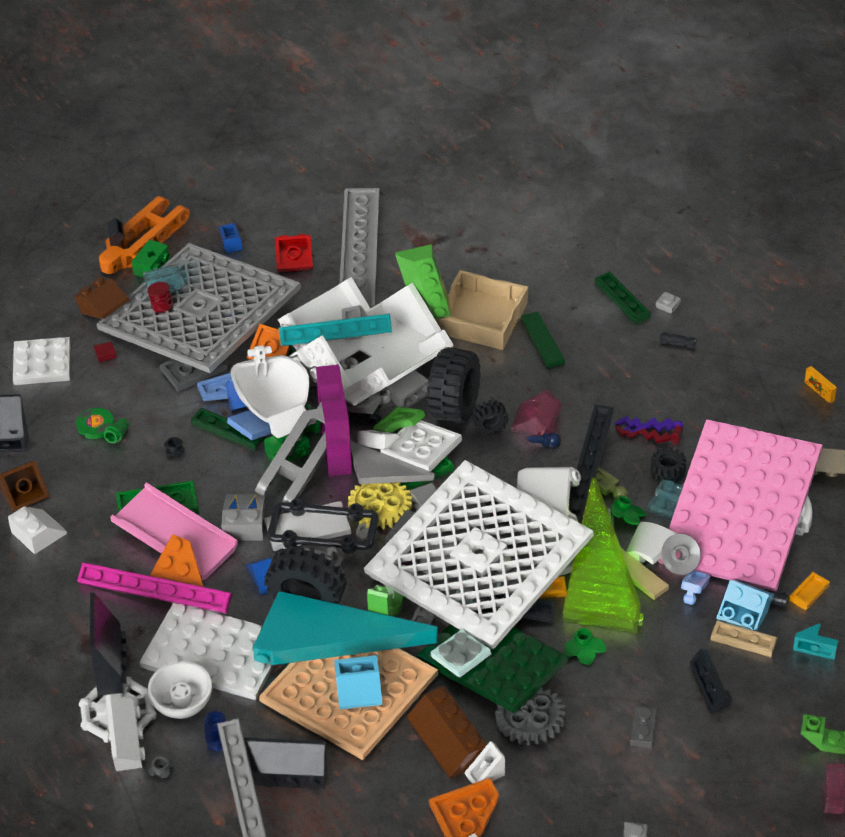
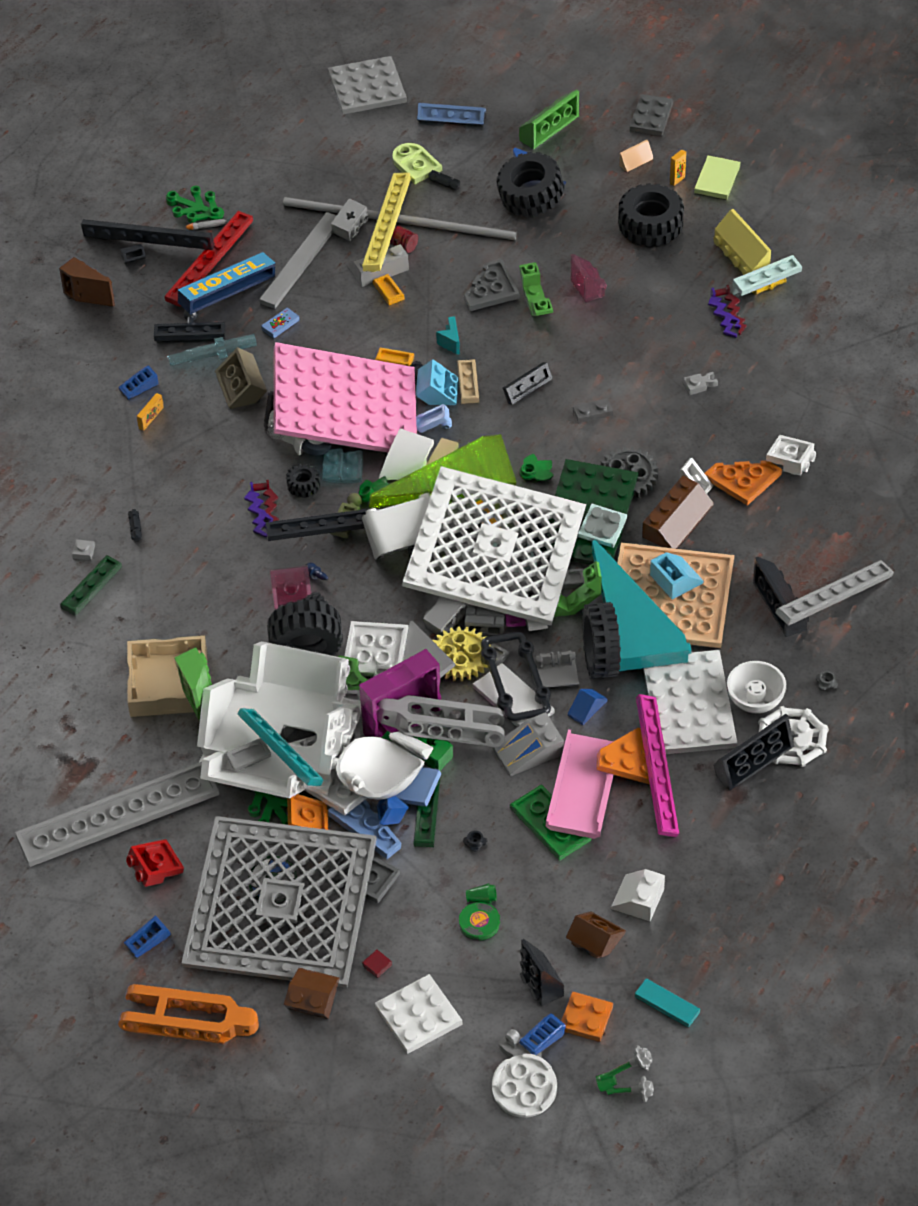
camera: 115 degrees left, 5 degrees up
(115, 232) = (212, 1020): black piece -> none
(125, 733) = (824, 704): white slope -> none
(150, 257) = (224, 982): green brick -> none
(160, 297) = (294, 927): dark red piece -> none
(169, 274) = (260, 943): clear light blue slope -> none
(212, 731) = (769, 656): clear blue plate -> none
(542, 339) = (184, 619): dark green tile -> none
(689, 554) = (416, 426): light grey dish -> none

